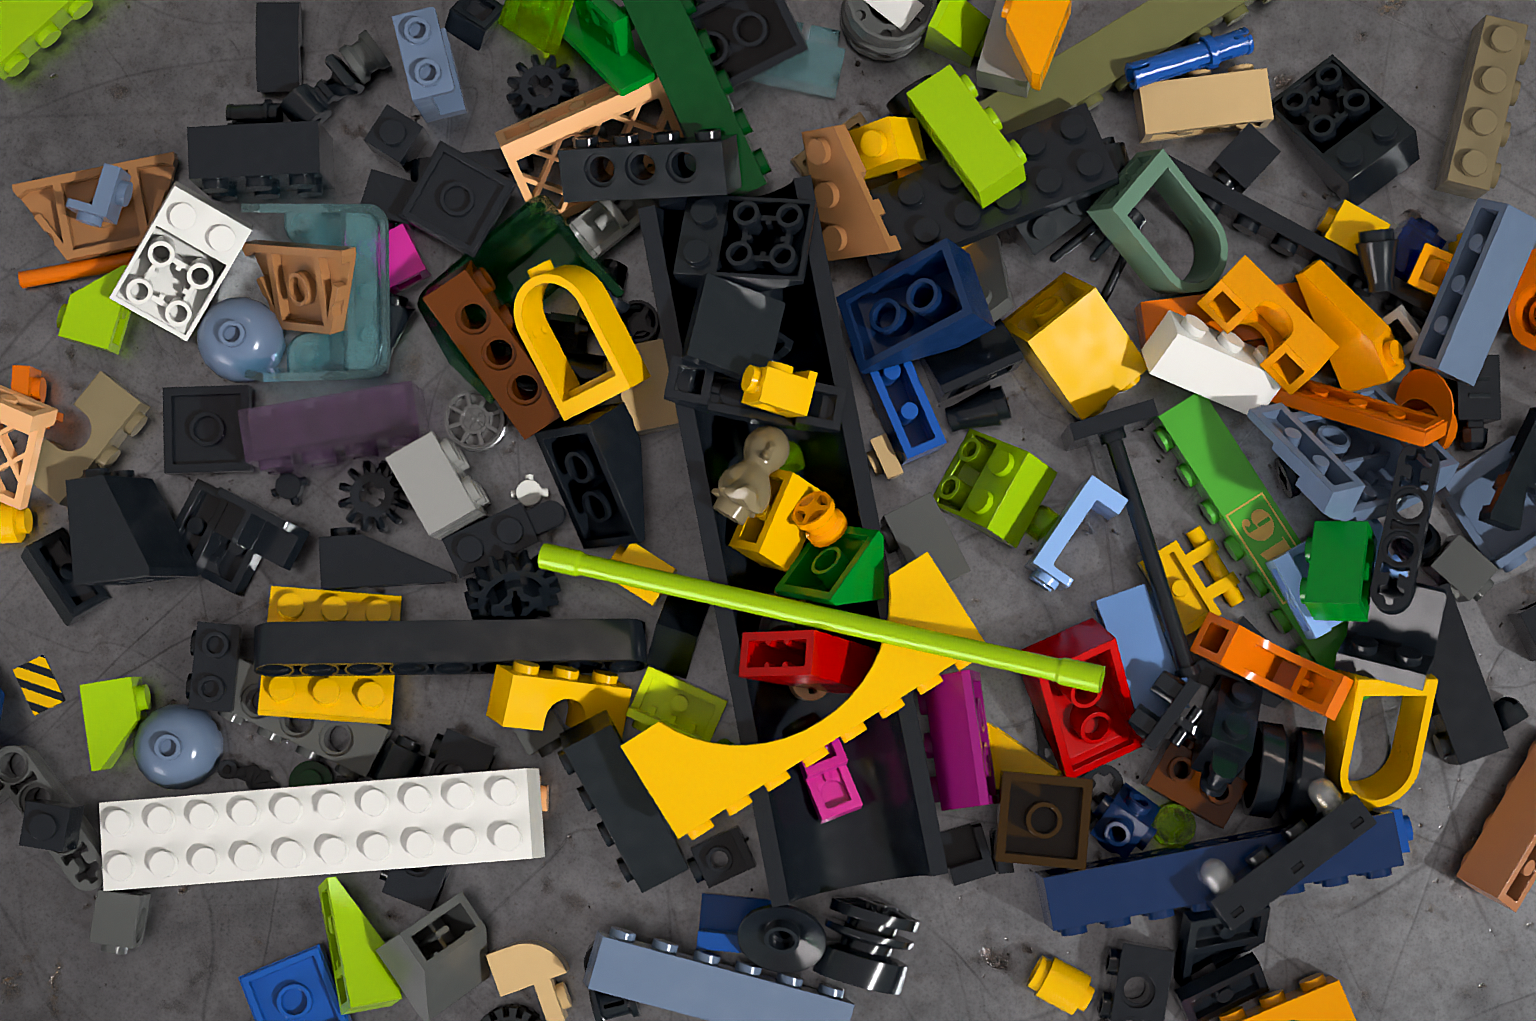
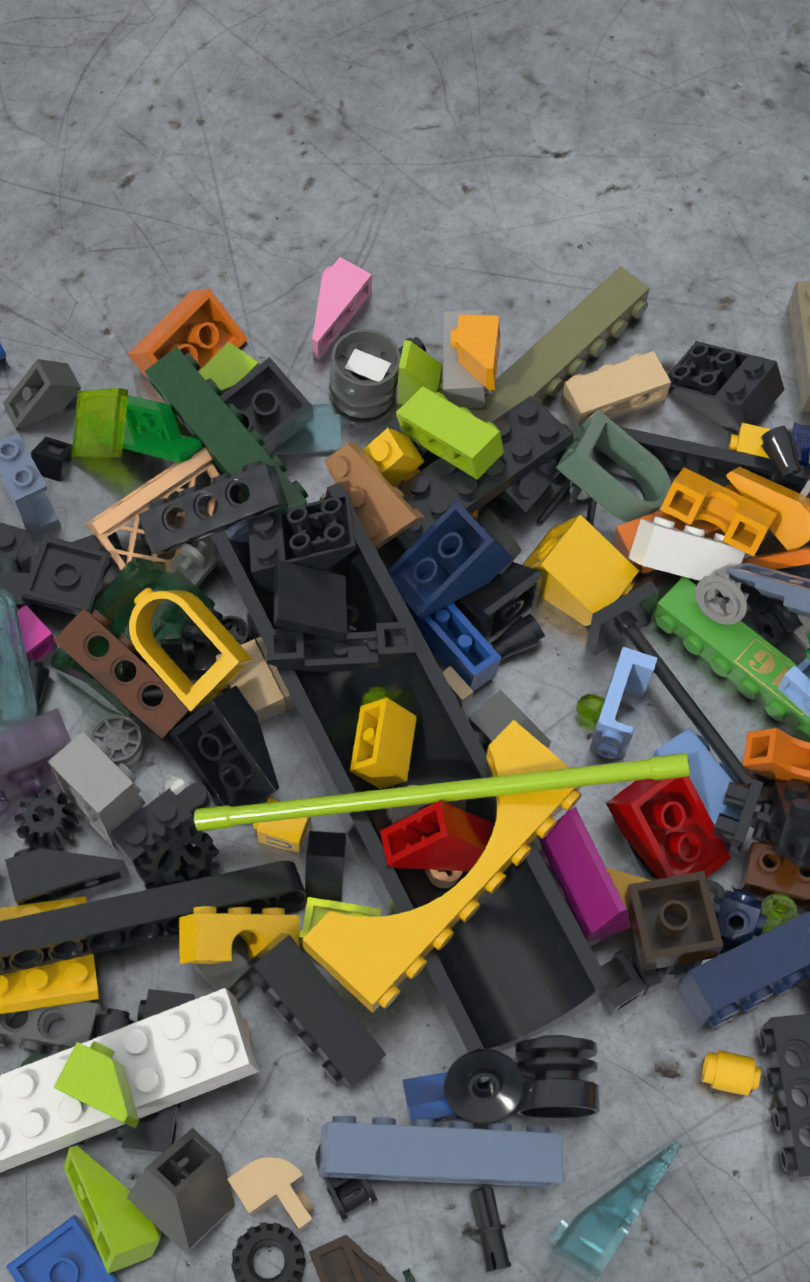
camera: 20 degrees left, 20 degrees down
(368, 840) = (98, 1082): none -> lime slope
(545, 76) = (112, 486): black gear -> none
(733, 845) = (428, 1039): black brick -> none
(746, 486) = (352, 711): dark tan animal -> none
(778, 389) = (358, 630): yellow brick -> none
(820, 519) = (418, 729): light orange wheel -> none
(831, 784) = (484, 945): dark pink slope -> none
(838, 573) = (447, 756): green slope -> none
(994, 487) = (550, 687): lime slope -> none
(1189, 593) = (732, 732): yellow plate -> none
(1204, 53) = (605, 352): blue pin -> none
(1233, 441) = (716, 607): none -> light grey gear
(1243, 159) = (659, 414): black brick -> none

